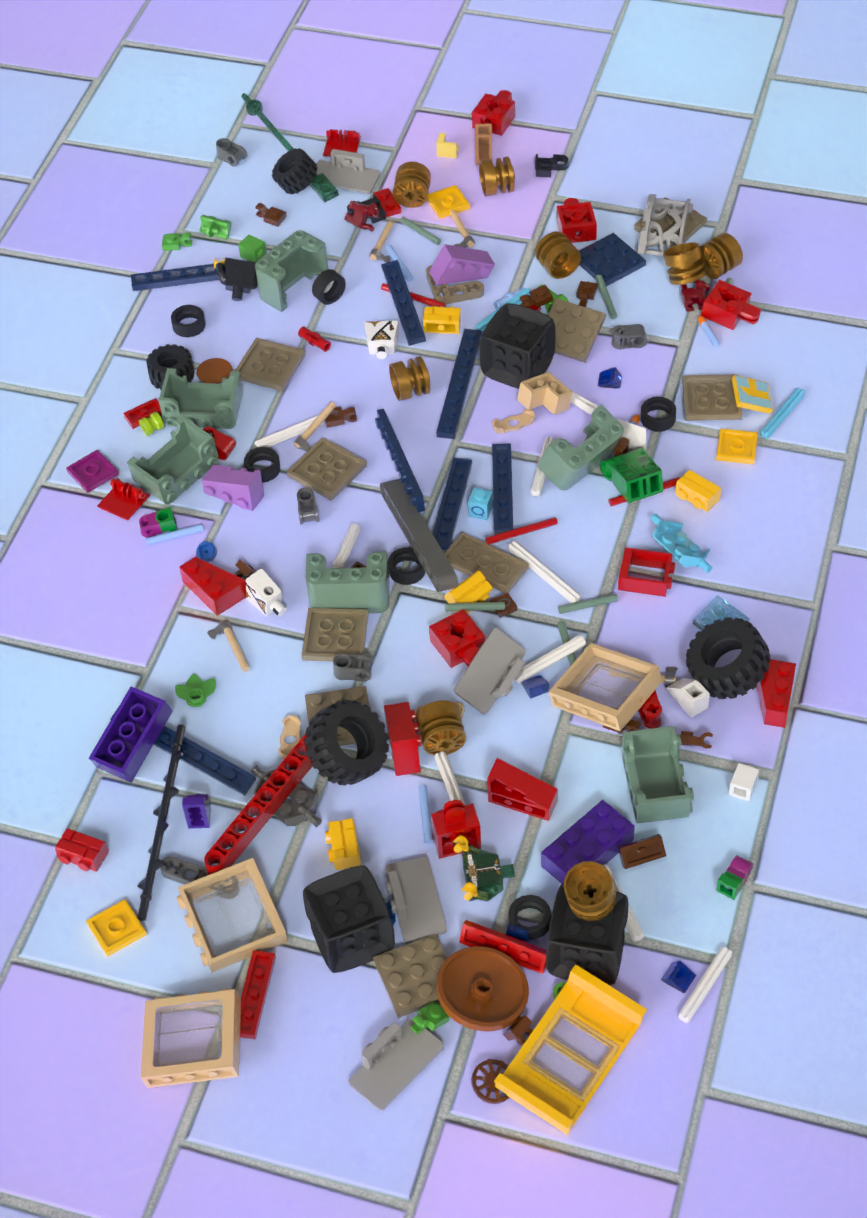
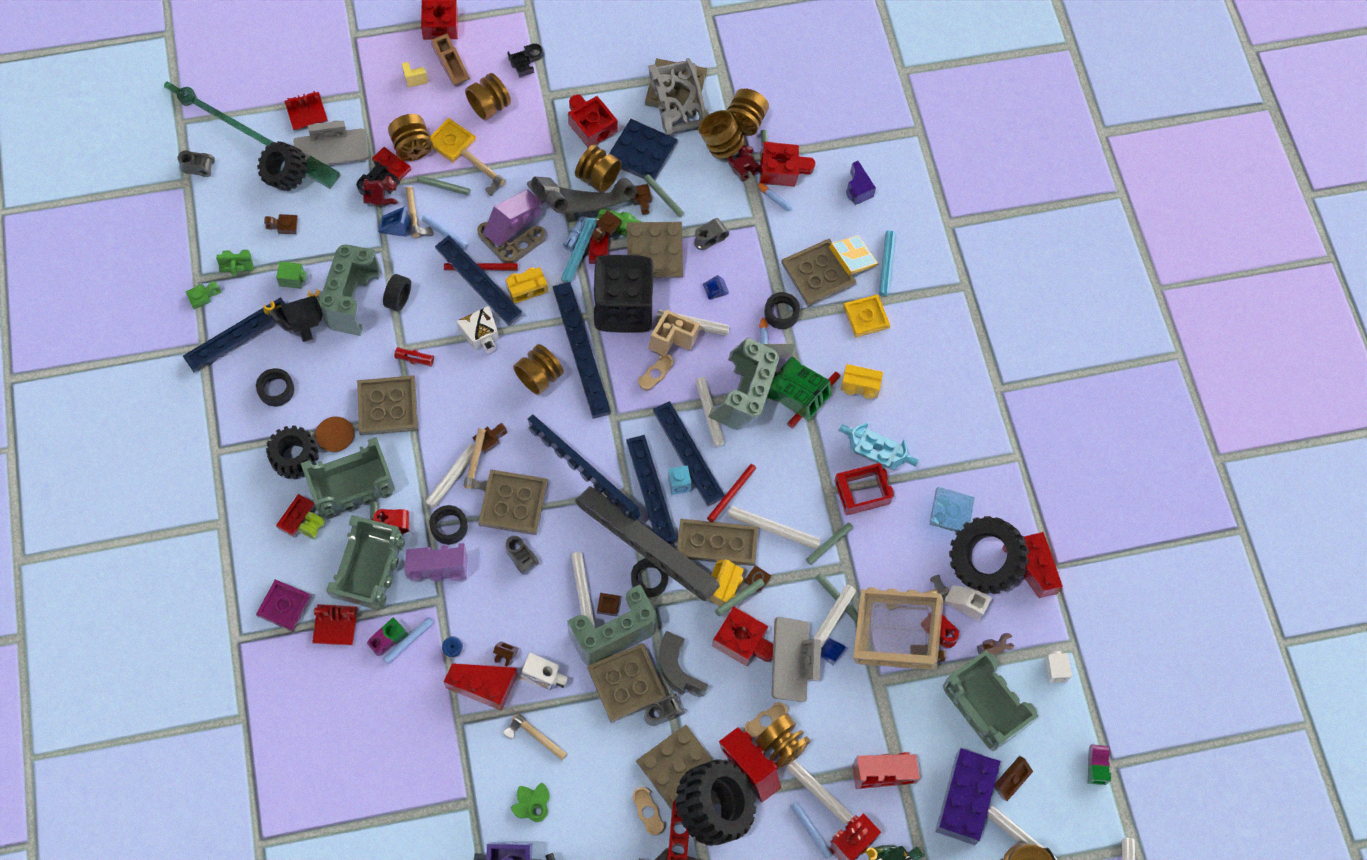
camera: 35 degrees left, 15 degrees up
(363, 242) = (395, 222): none -> blue slope
(383, 630) = (672, 673): none -> dark grey arch
(502, 256) = (574, 201): none -> dark grey panel
(793, 345) = (861, 186): none -> dark purple arch

